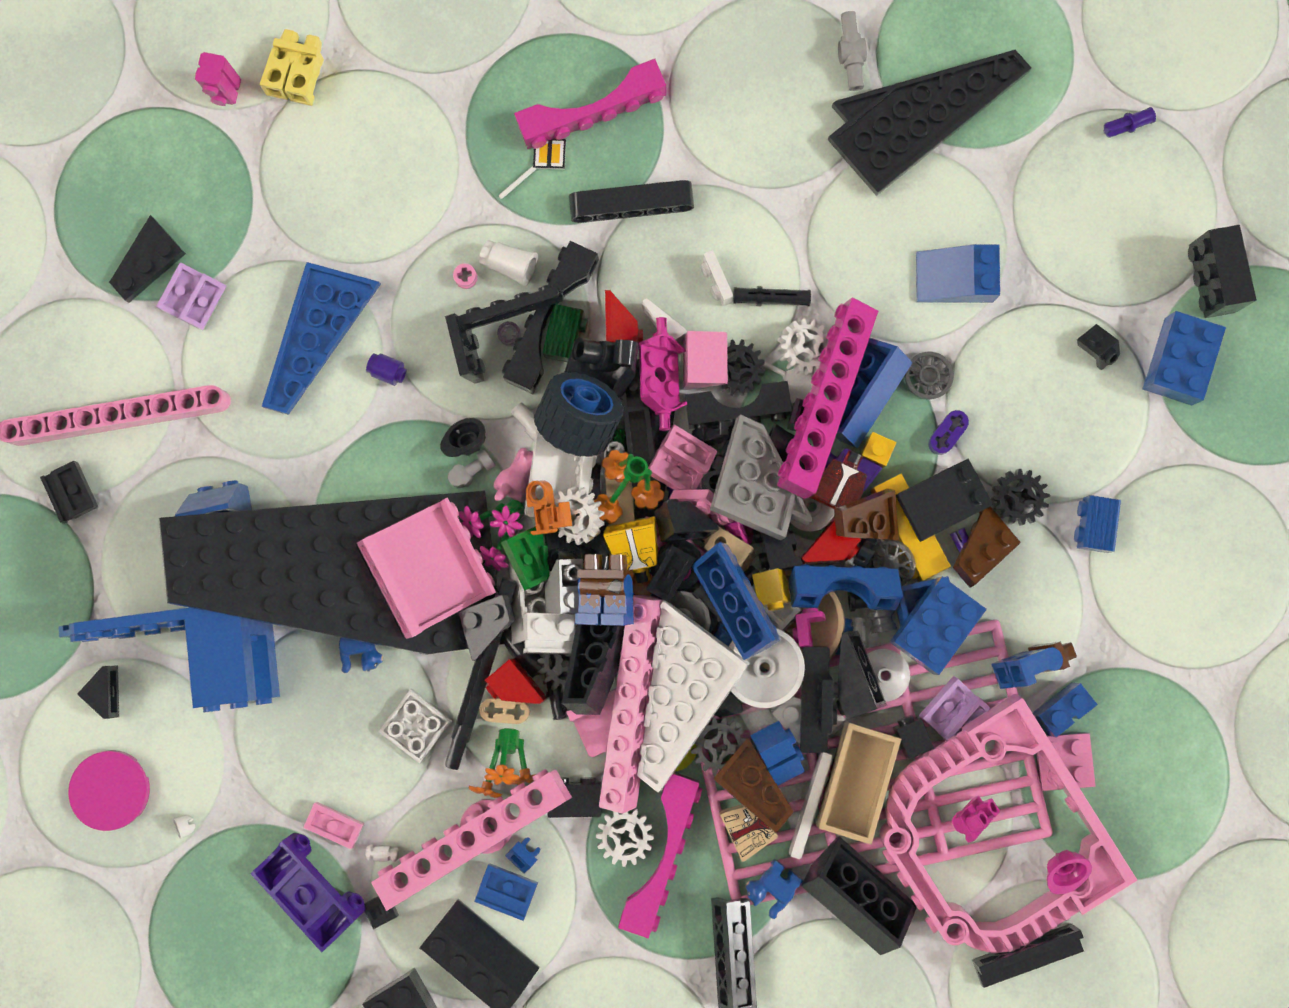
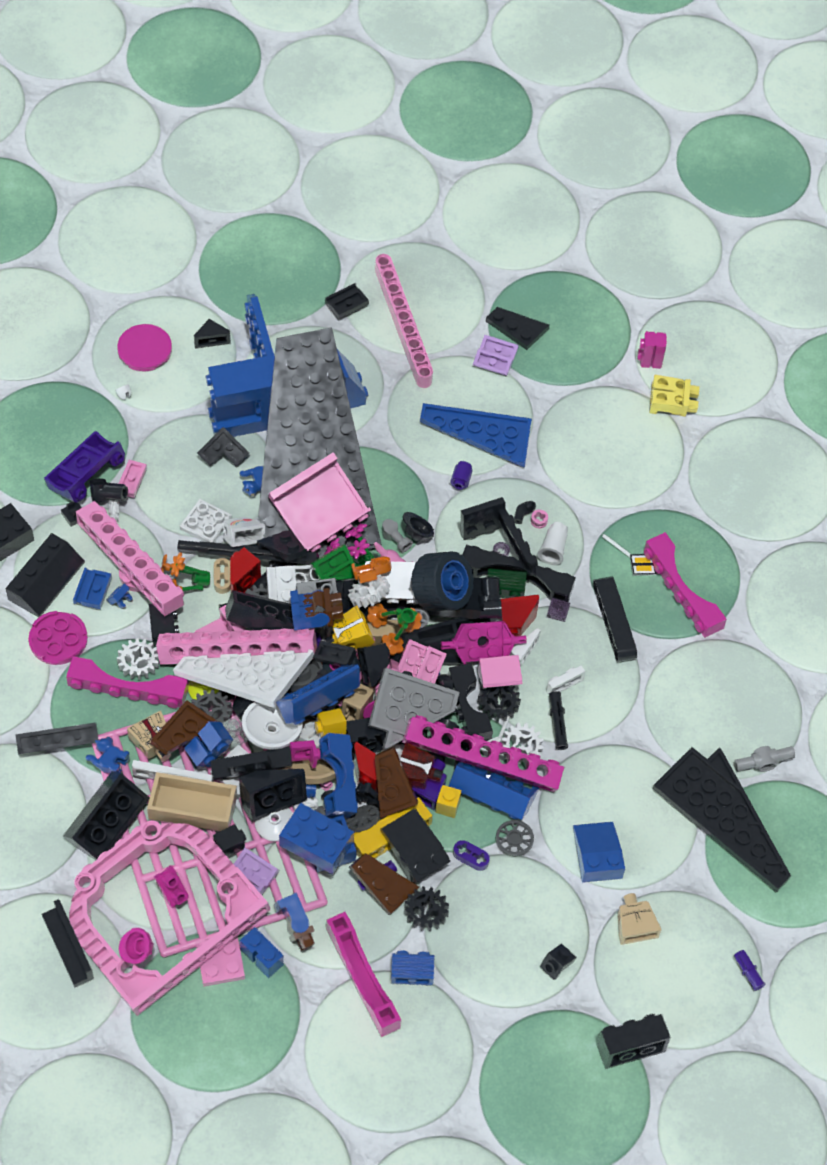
camera: 70 degrees right, 25 degrees down
(296, 689) = (222, 443): none -> black tile
(354, 865) = (104, 491): none -> black piece
(446, 678) = (238, 531): none -> white torso
(448, 295) = (522, 510): none -> black arm
(575, 943) = (57, 637): none -> dark pink tile
(607, 272) = (558, 610): none -> clear purple tile
(1058, 244) = (637, 921): none -> tan torso
(1106, 585) = (374, 997): none -> dark pink arch
(1184, 358) = (558, 1023): blue brick -> none

